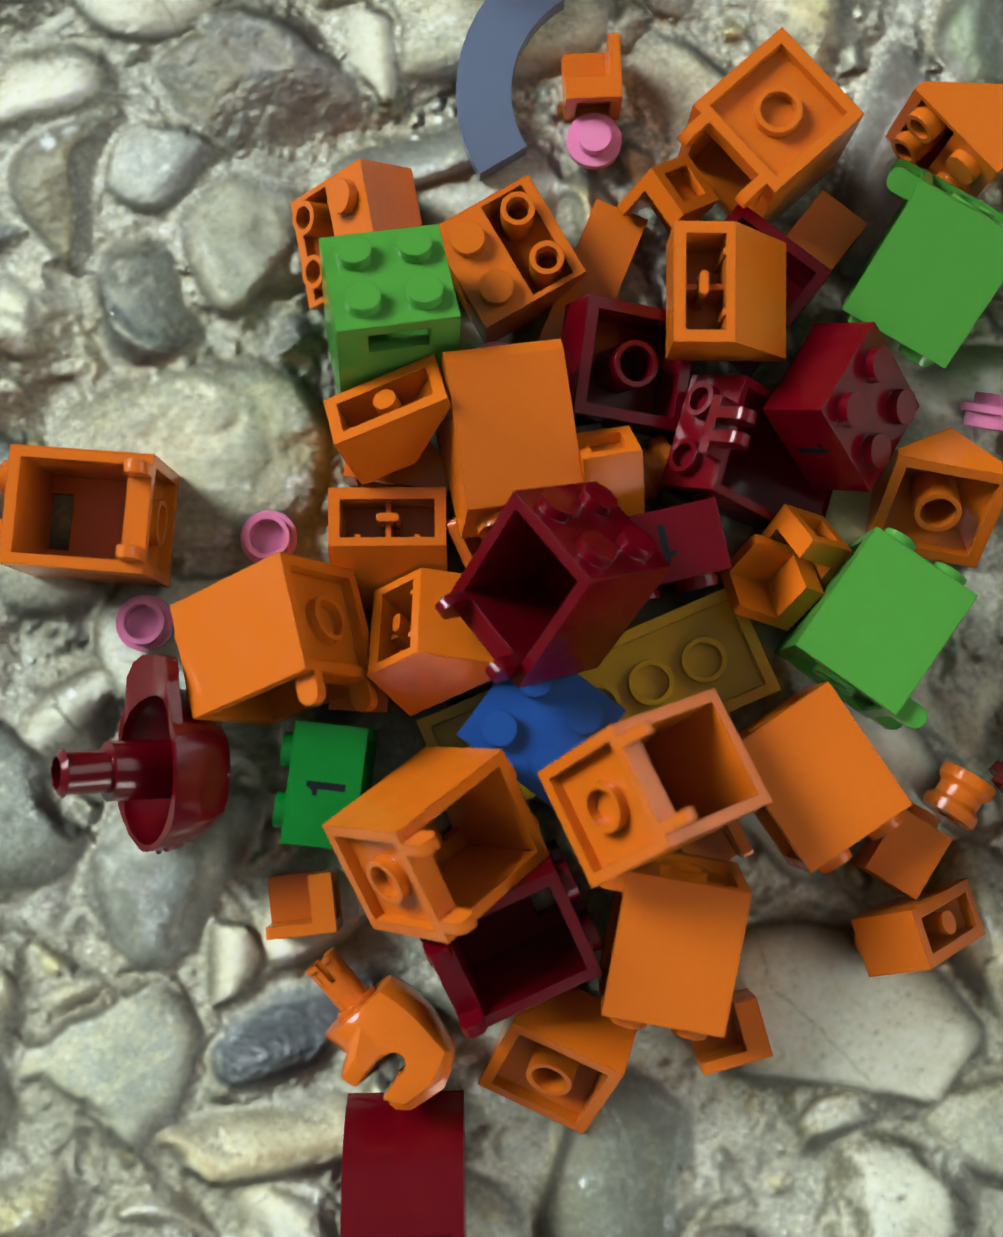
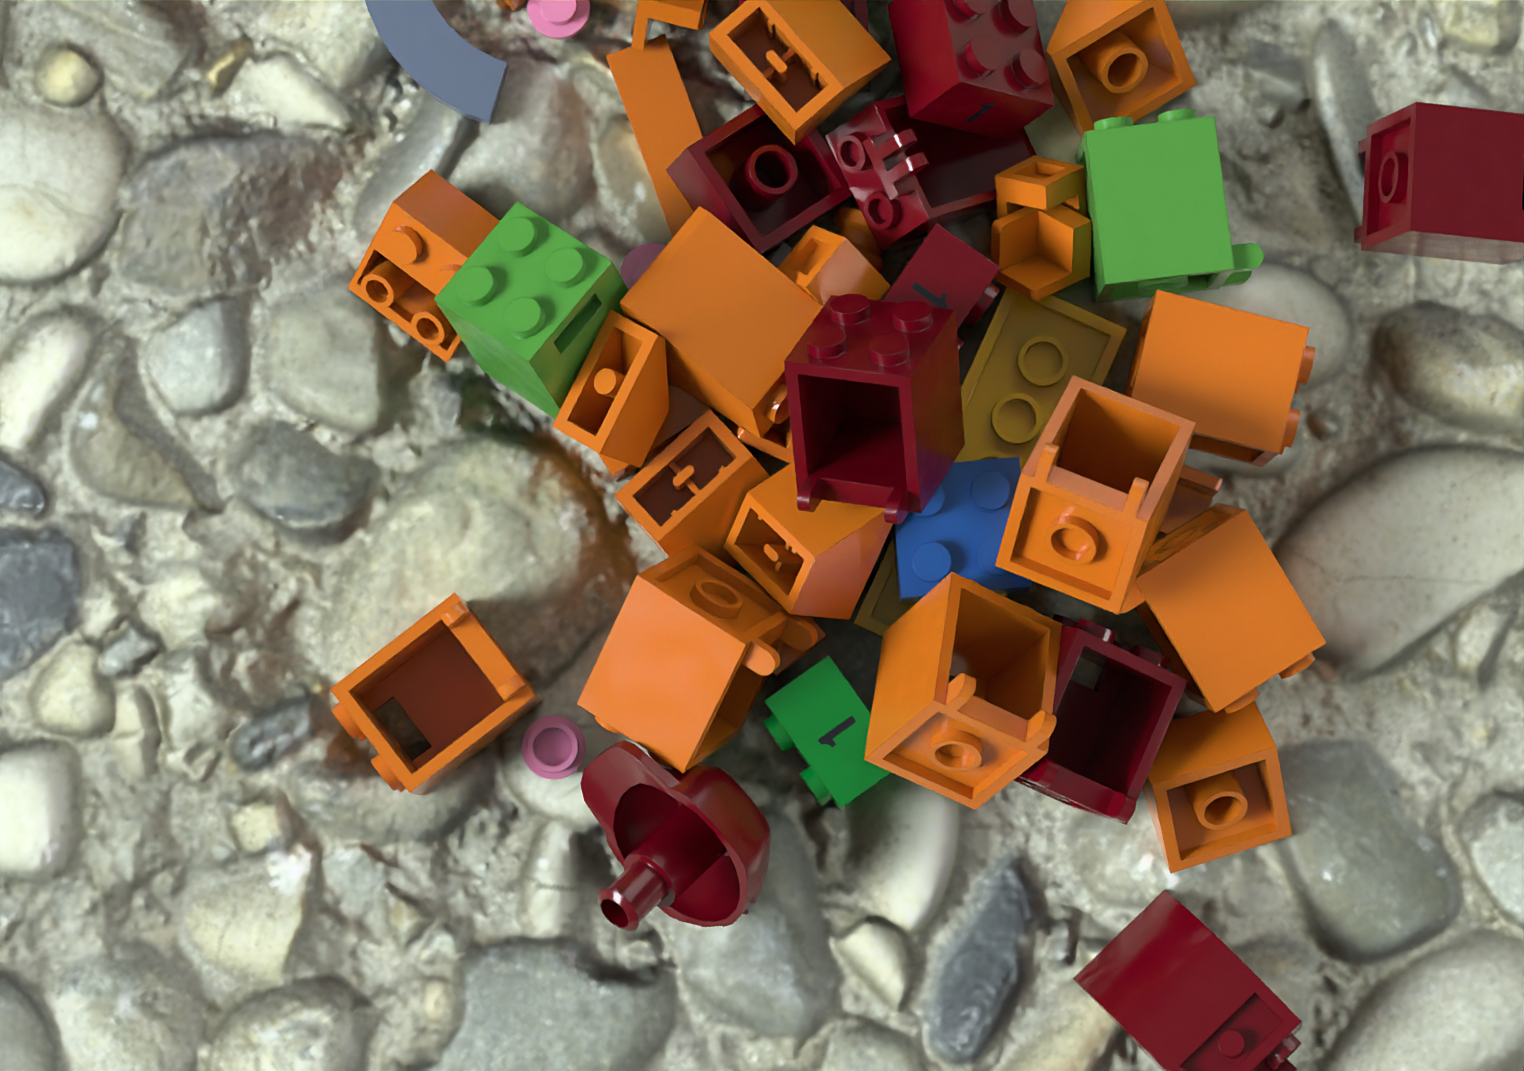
camera: 40 degrees left, 0 degrees up
(268, 534) = (592, 584): bright pink plate -> none
(304, 904) = (896, 855): orange panel -> none
(386, 1021) = (1045, 885): orange piece -> none
(508, 259) = (584, 171): orange slope -> none
(743, 1041) = (1347, 643): orange panel -> none
(907, 854) = (1343, 371): orange brick -> none
(918, 933) = (1410, 423): orange slope -> none
(958, 795) = (1347, 286): orange wheel -> none

